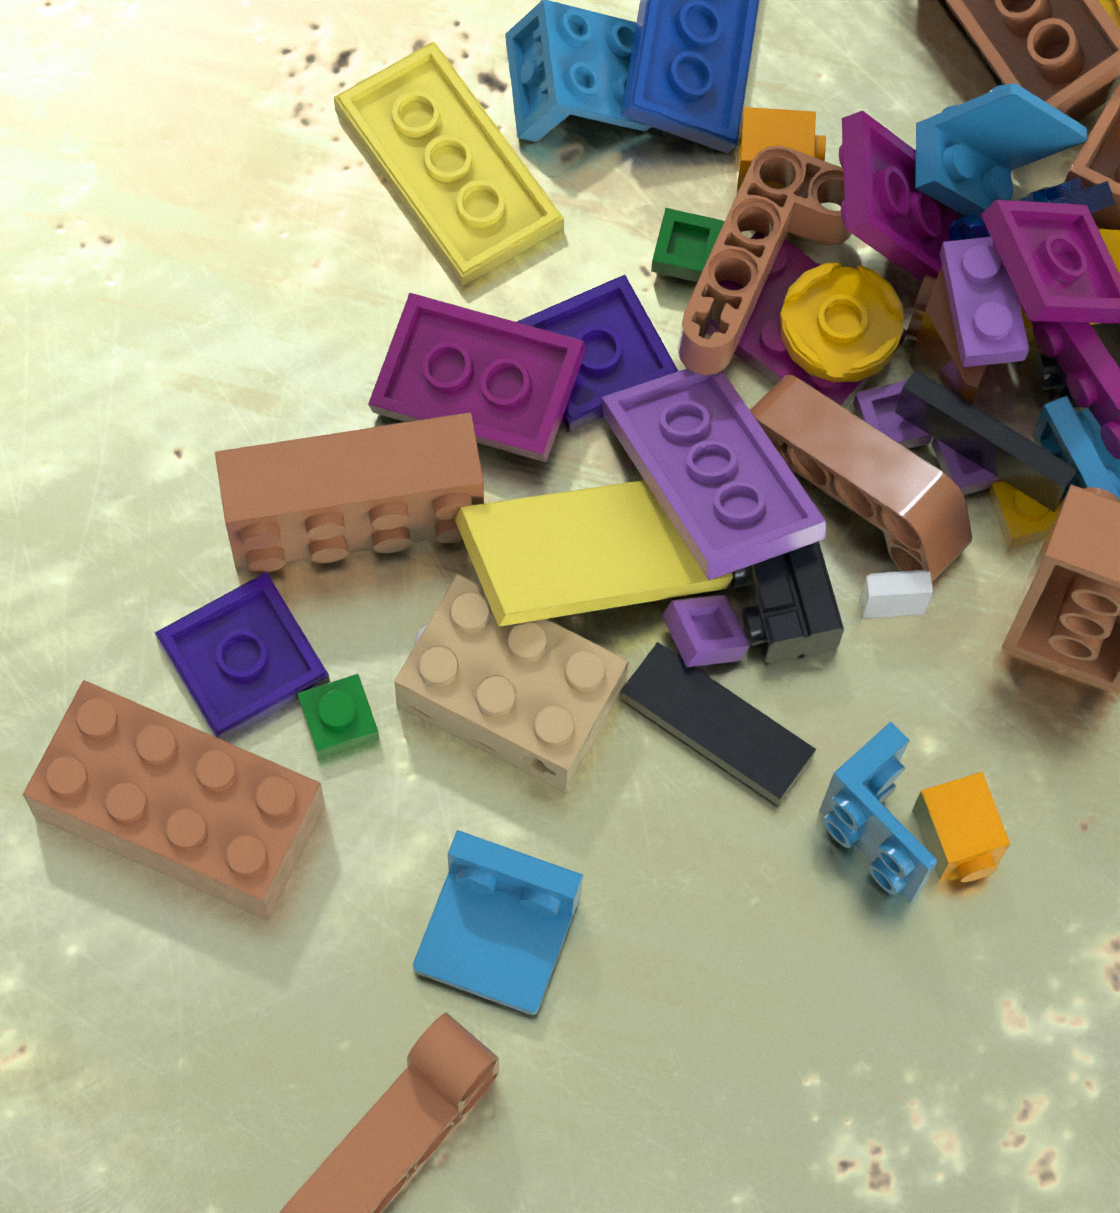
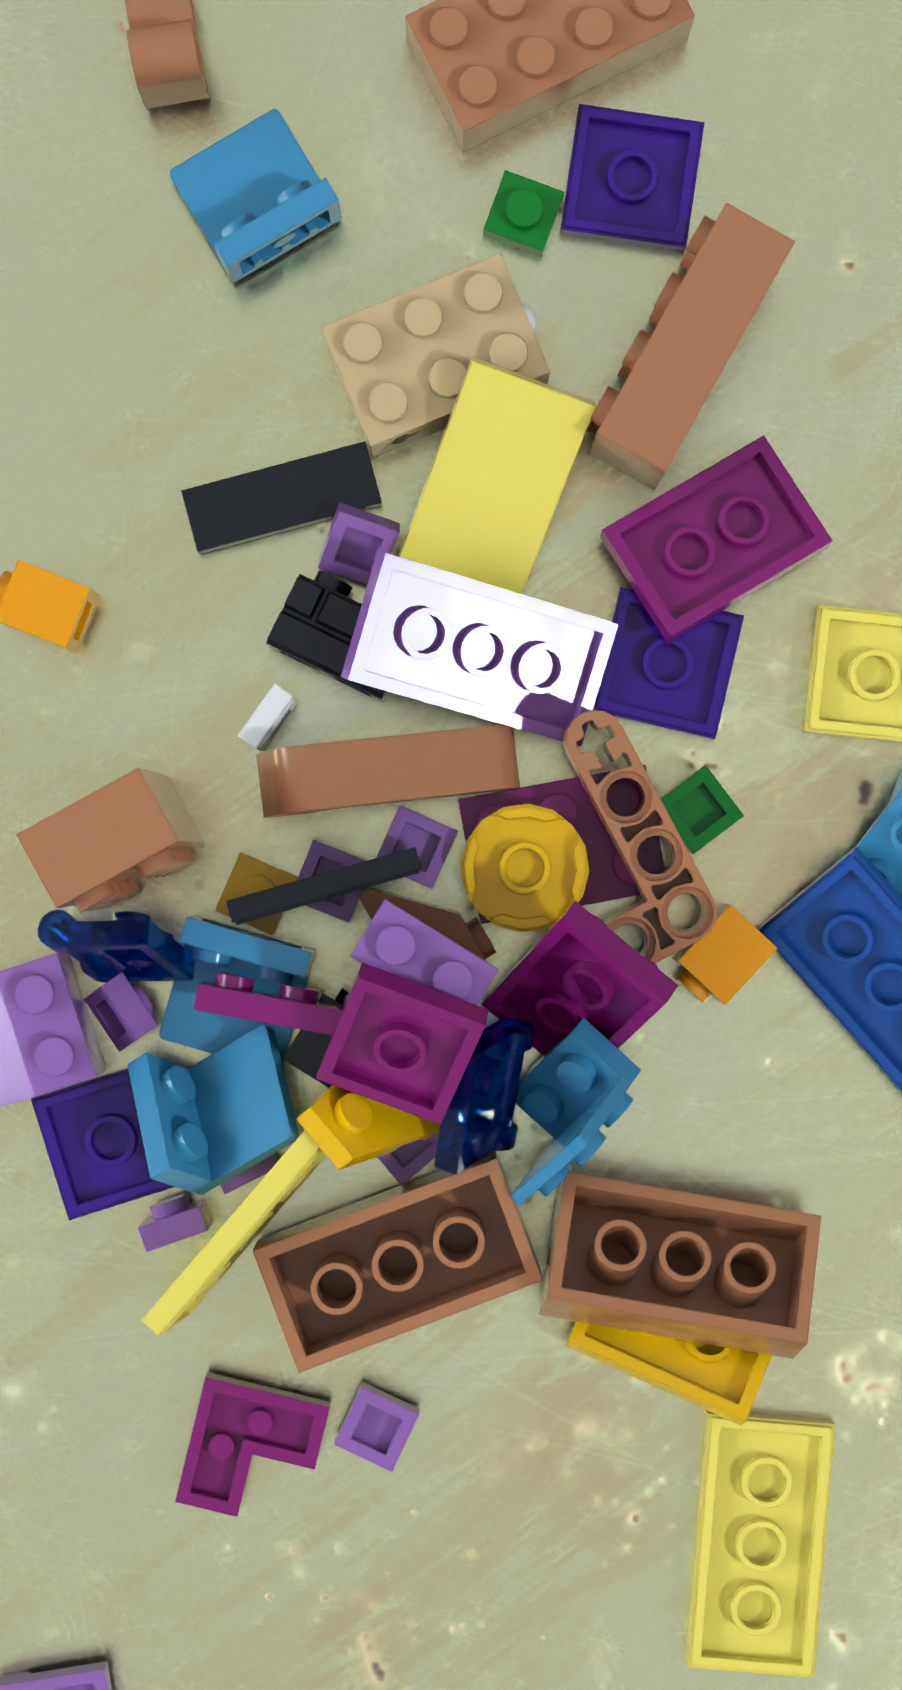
camera: 135 degrees right, 20 degrees up
(860, 819) = (131, 536): dark azure bracket -> none

